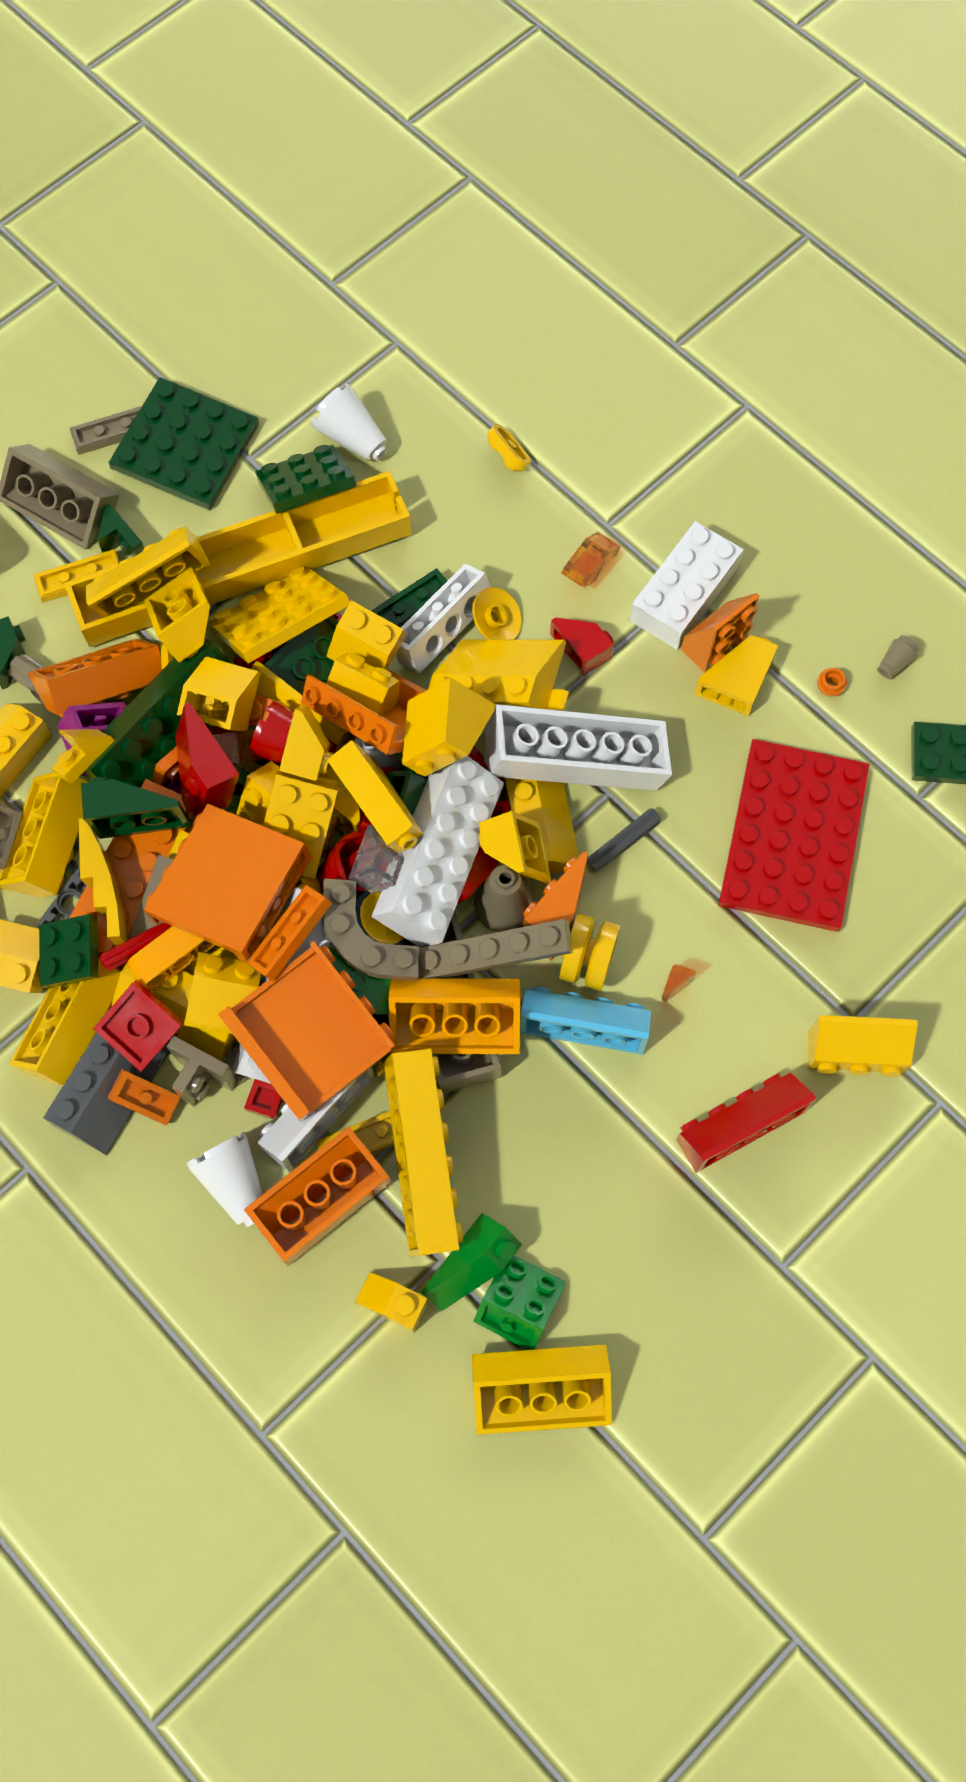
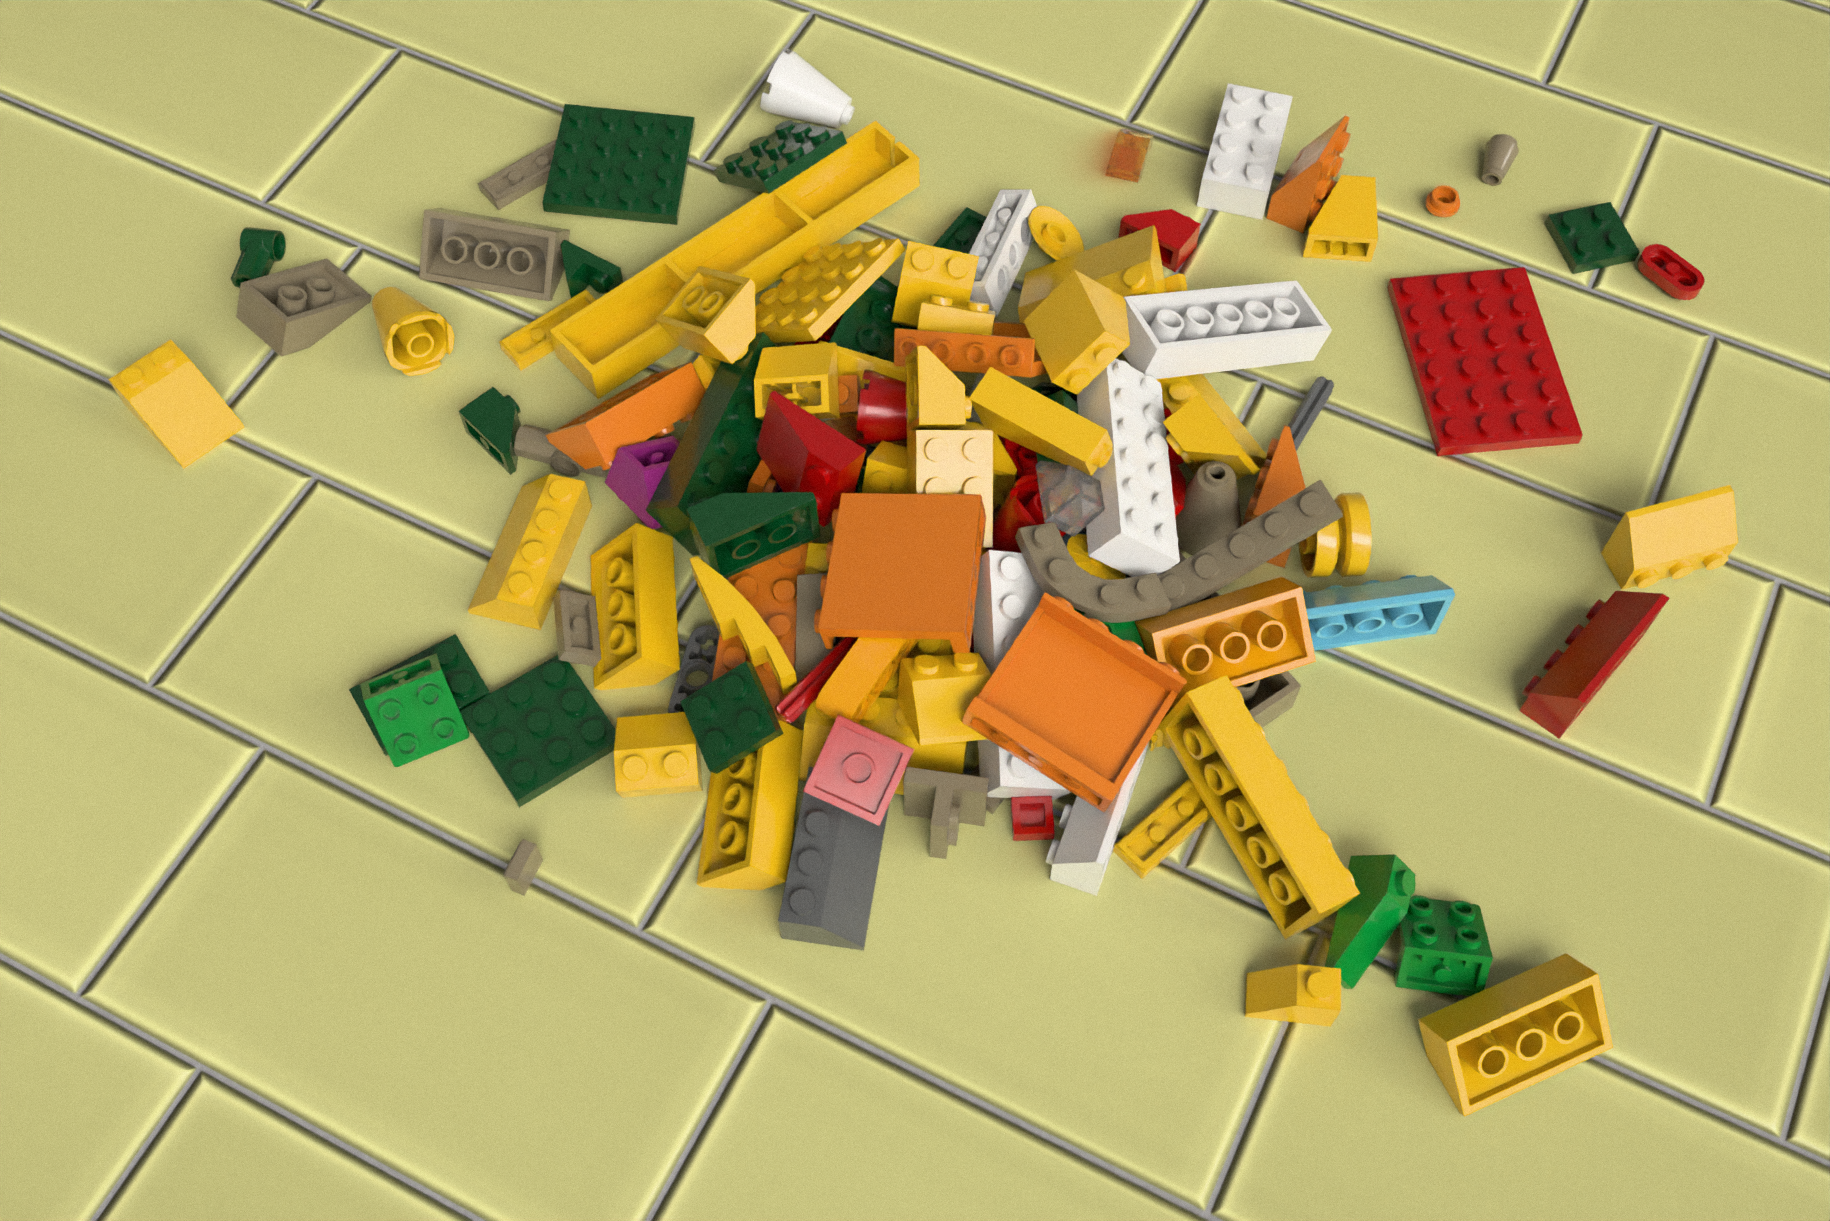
camera: 20 degrees left, 10 degrees down
(85, 749) = (657, 494): yellow slope -> none
(143, 1097) = (888, 860): orange plate -> none
(145, 573) = (648, 287): yellow slope -> none
(229, 1176) = (1039, 918): white cone -> none
(289, 933) = (1006, 597): orange plate -> none
(318, 1195) = (1152, 901): orange slope -> none
(509, 448) = (998, 81): yellow plate -> none
(677, 981) = (1437, 539): clear orange slope -> none

